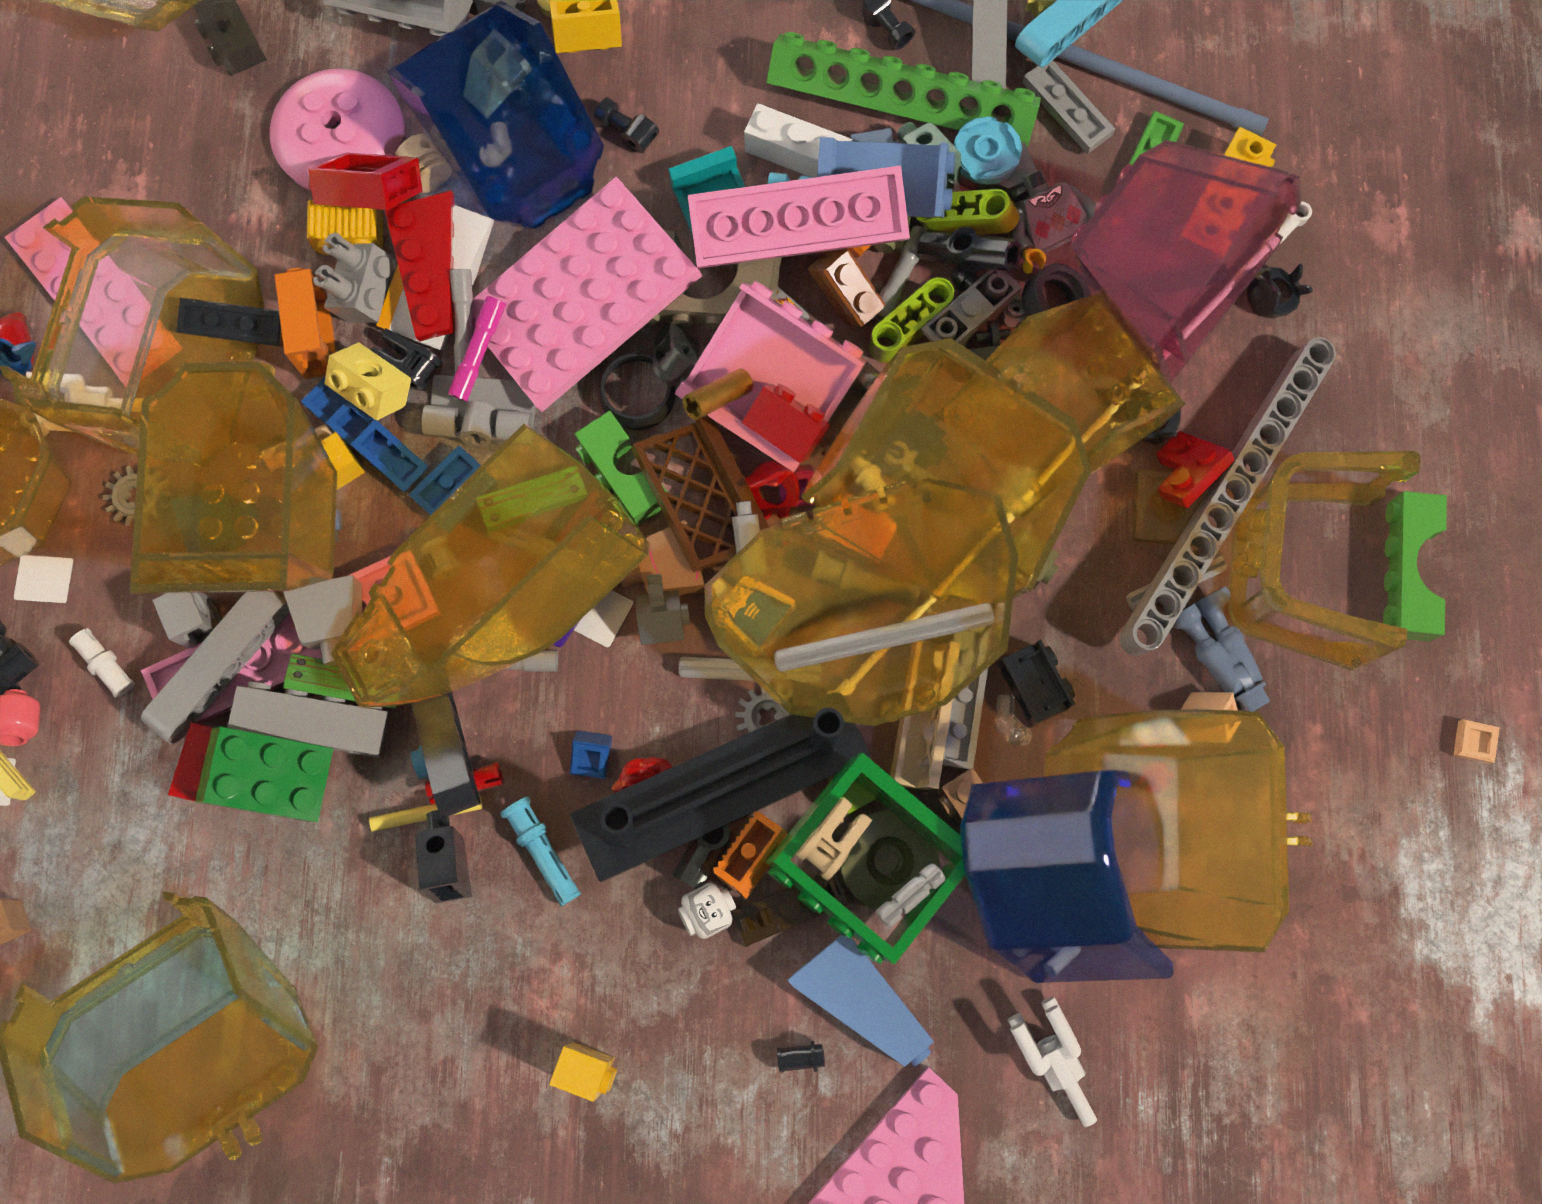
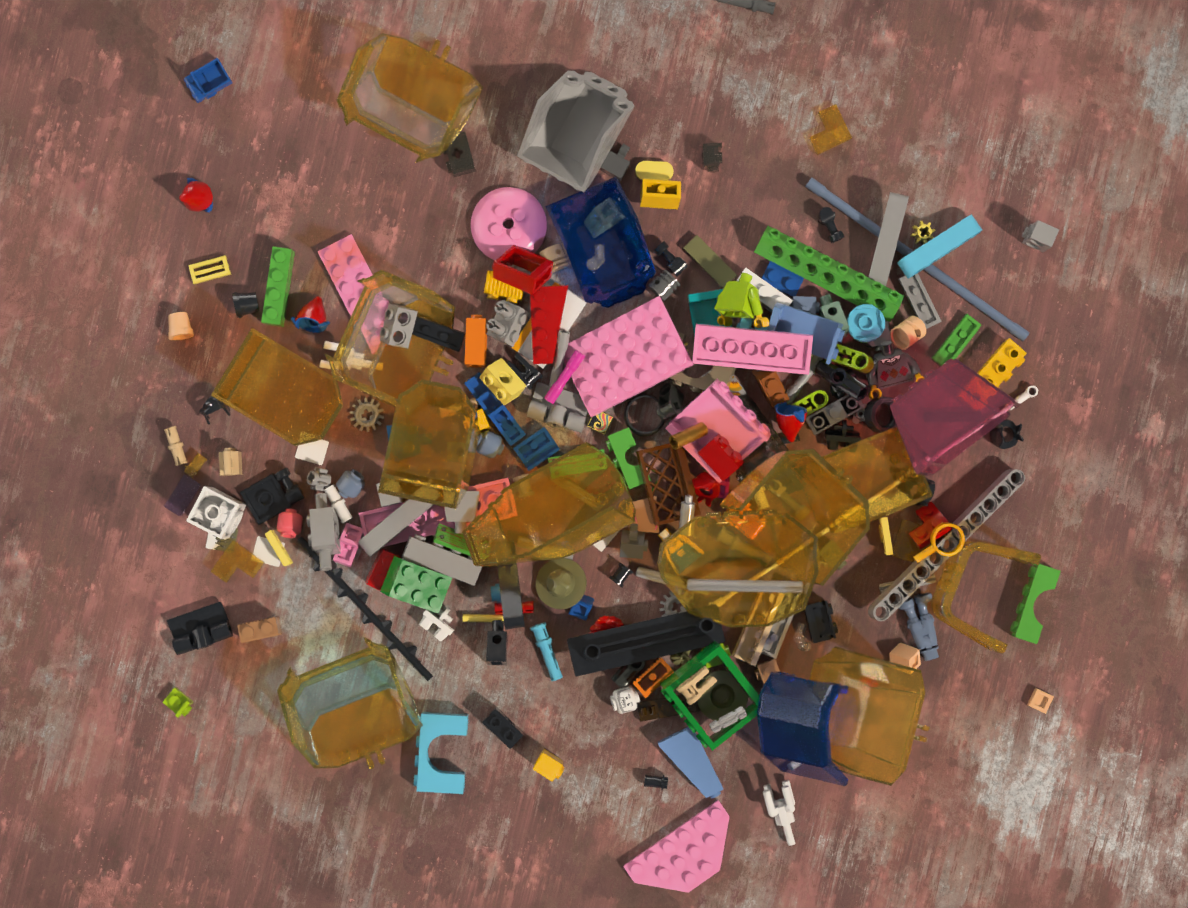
camera: 10 degrees right, 10 degrees up
(57, 624) = (319, 479): none -> light grey gear
(74, 715) = (324, 531): none -> light grey brick
(118, 621) = (350, 484): none -> sand blue head
(133, 739) = (349, 545): none -> bright pink slope
(166, 321) = (402, 326): none -> light grey brick
(192, 859) = (369, 615): none -> black plant
(307, 837) = (444, 629): none -> white hips
(353, 1147) = (429, 777): none -> medium azure arch
(364, 497) = (489, 444): none -> sand blue head
(483, 1017) = (503, 727): none -> black brick
(543, 719) = (561, 583): none -> olive hat
(559, 420) = (600, 422): none -> tile
(626, 162) = (664, 285): none -> dark grey piece
(651, 679) = (621, 575): none -> black bush
(694, 117) = (710, 261): none -> olive tile
(760, 147) = (740, 300): none -> lime torso
(794, 807) = (680, 658): none -> olive plant
(829, 113) = (782, 279): none -> blue plate
(894, 328) = (790, 419): none -> hat
(1064, 153) = (908, 332): none -> light nougat wheel
(1115, 503) = (885, 535): none -> light yellow tile
(1212, 497) = (933, 548): none -> yellow piece

